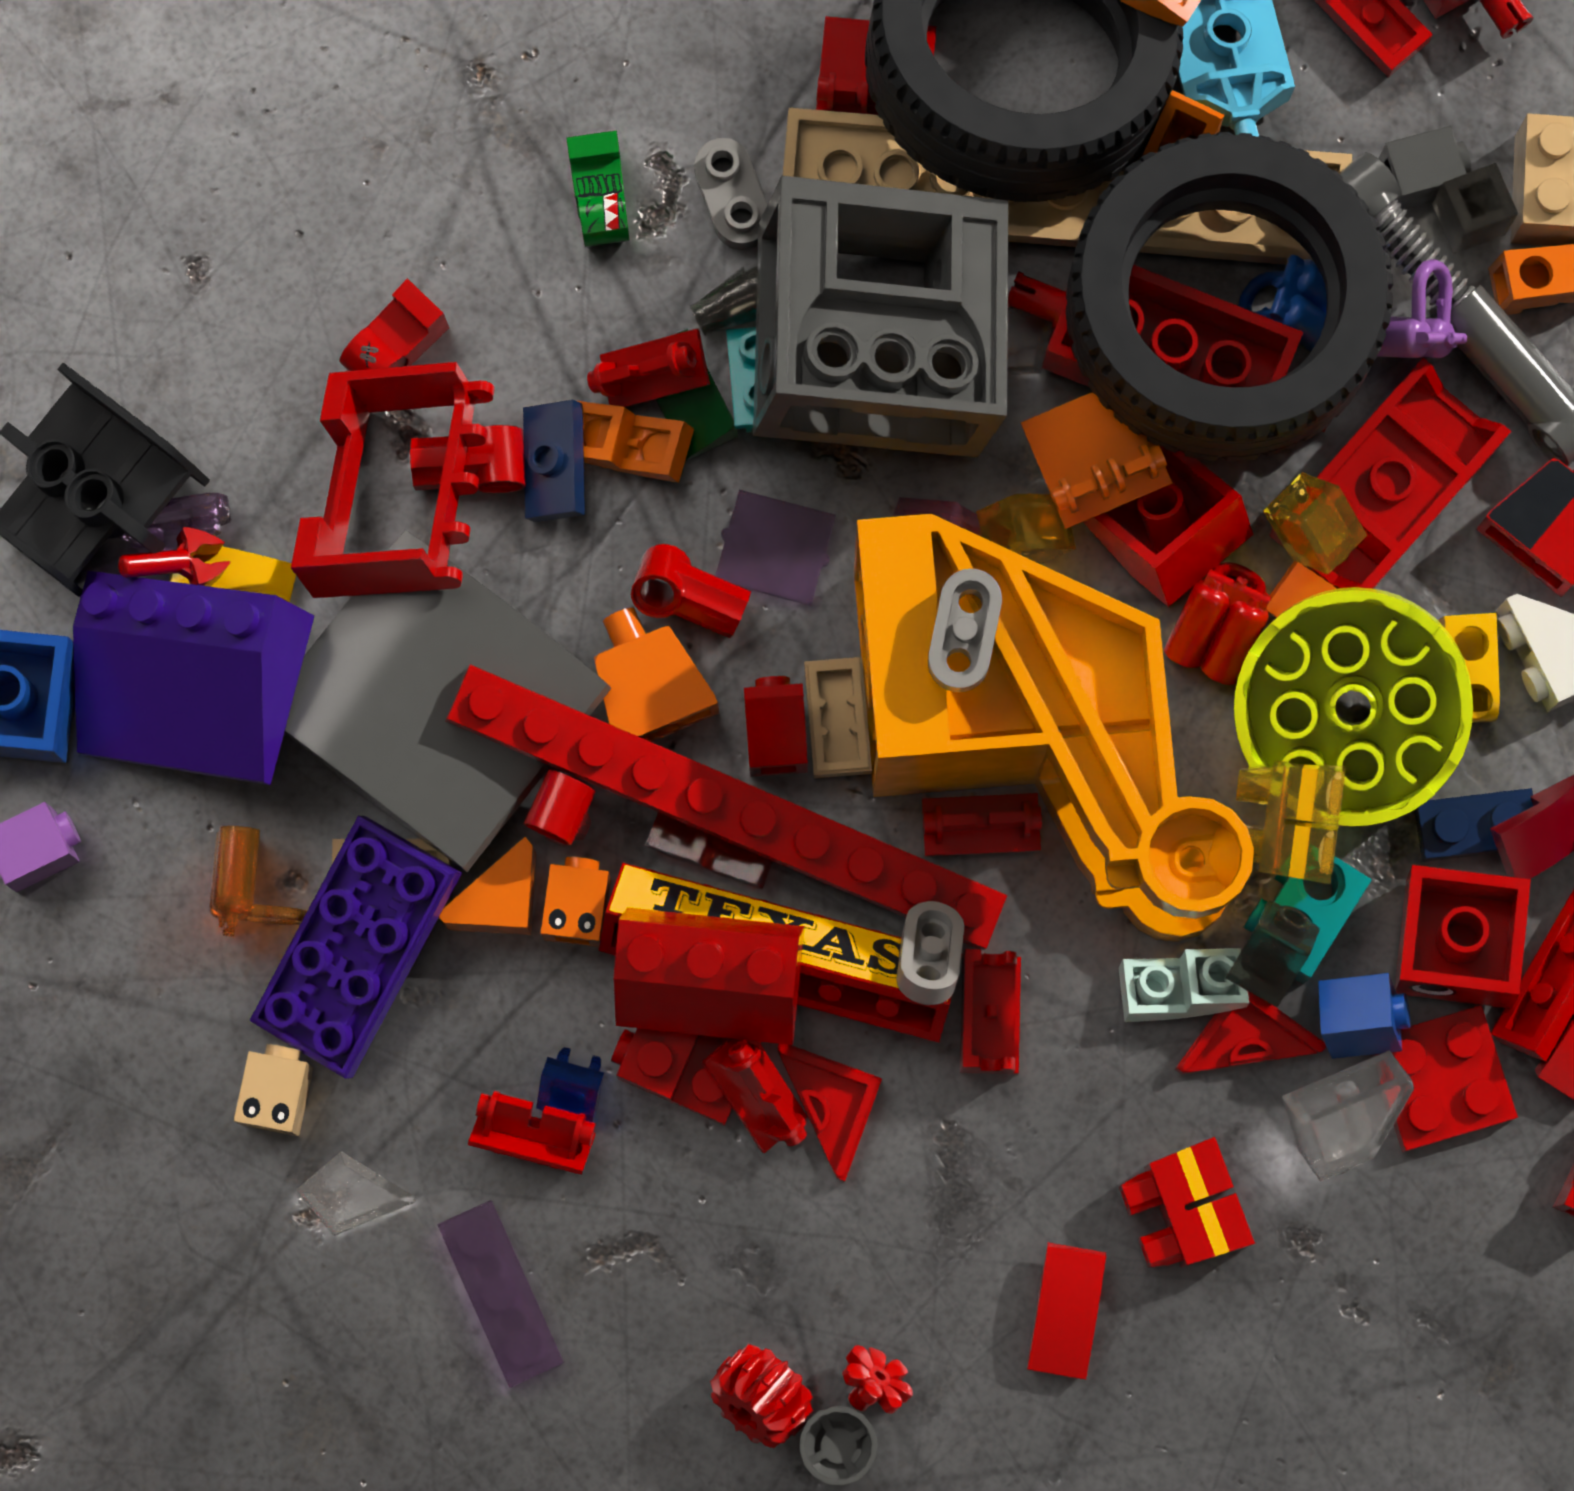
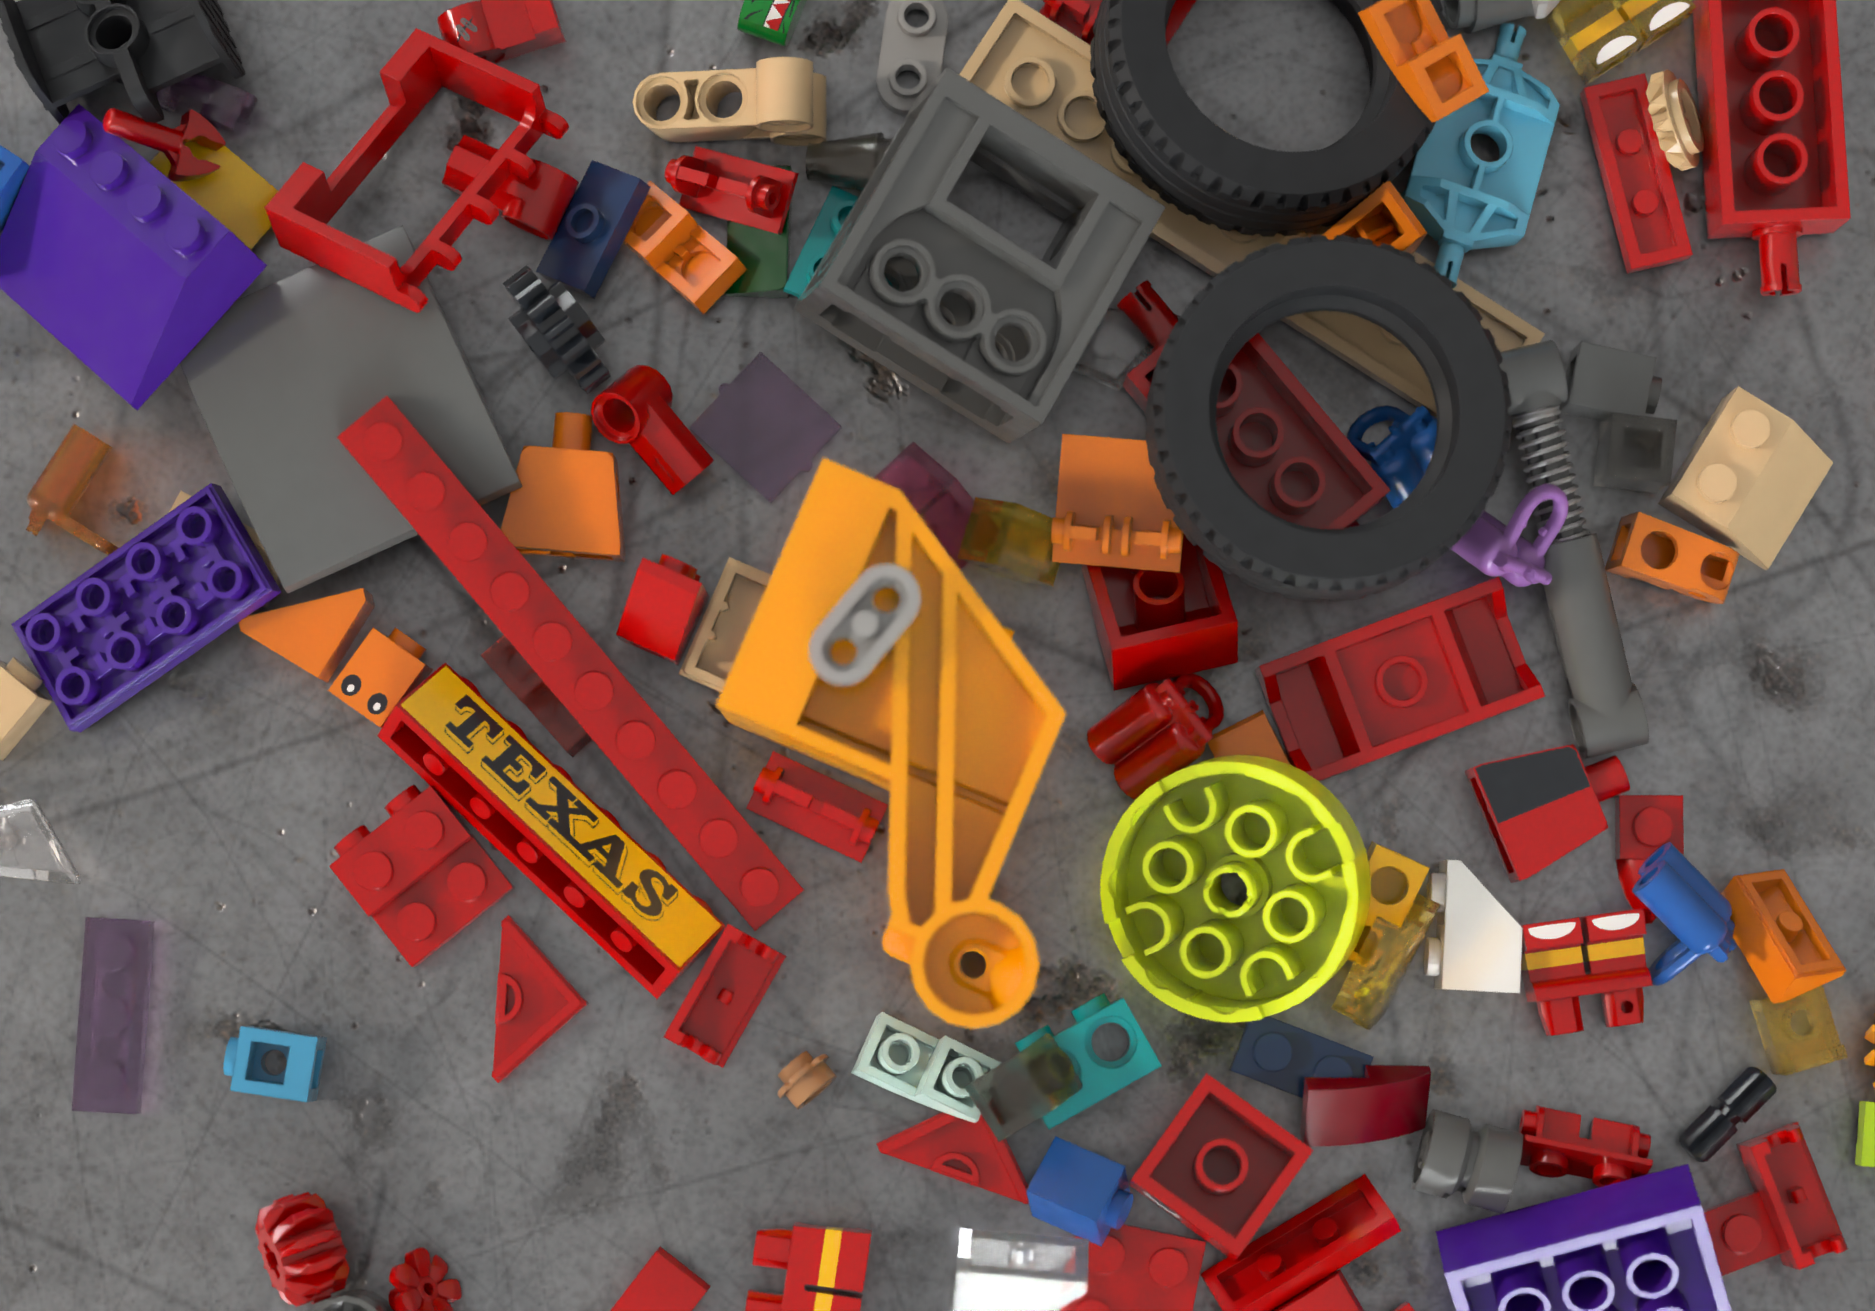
camera: 25 degrees right, 5 degrees up
(554, 1140) = (228, 889): red hinge -> none
(561, 809) = (408, 581): red piece -> none
(571, 550) = (556, 329): none -> black gear
(571, 1085) = (280, 854): clear blue tile -> none
(653, 286) = (778, 102): none -> tan piece
(669, 1238) = (247, 1056): none -> dark azure brick
(707, 975) = (460, 817): red slope -> none
(757, 1093) = (457, 953): red hinge -> none
(930, 953) = (687, 915): light grey plate -> none
(1091, 1045) = (805, 1079): none -> medium nougat plate
(1295, 793) = (1117, 972): clear yellow hips -> none
(1315, 523) = (1296, 687): clear yellow brick -> none
(1502, 705) = (1384, 964): none -> clear yellow slope

